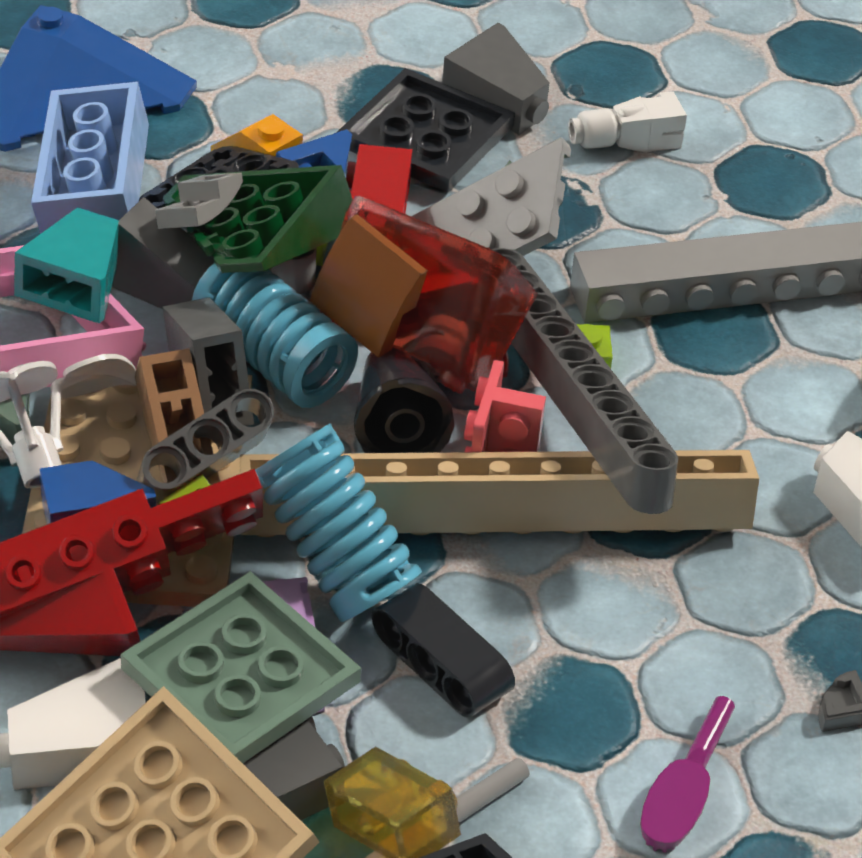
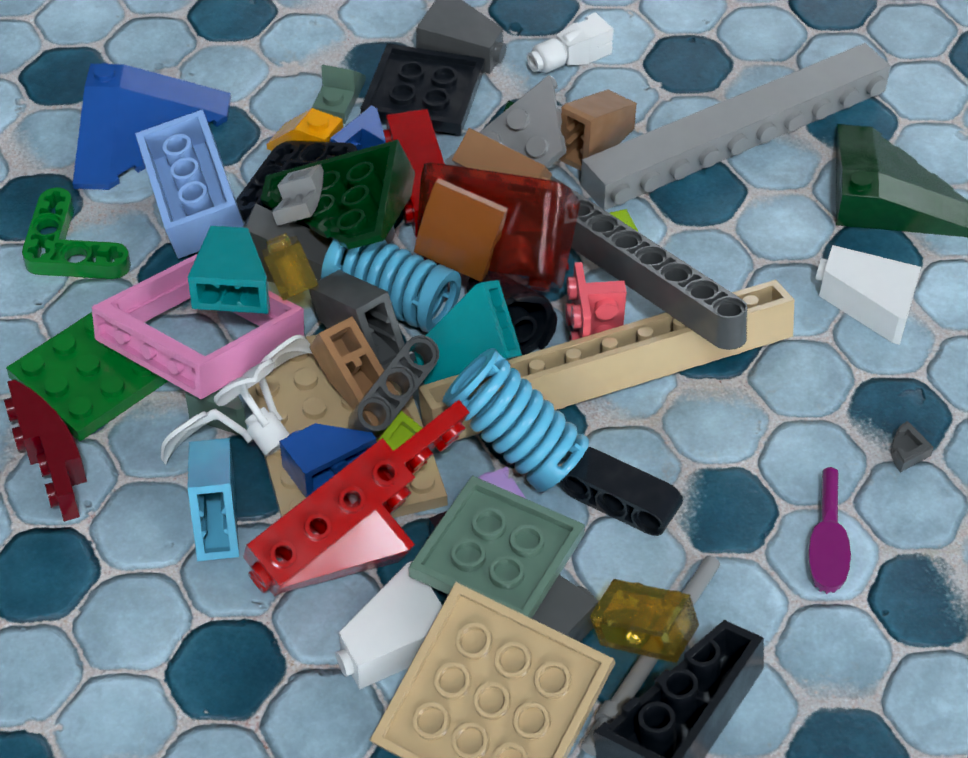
camera: 15 degrees left, 5 degrees up
(147, 274) = (288, 265): none -> clear yellow brick
(324, 108) = (339, 91): none -> sand green slope
(341, 392) = (470, 329): none -> teal slope
(441, 207) = (486, 154): none -> medium nougat slope
(611, 215) = (595, 125): none -> medium nougat slope

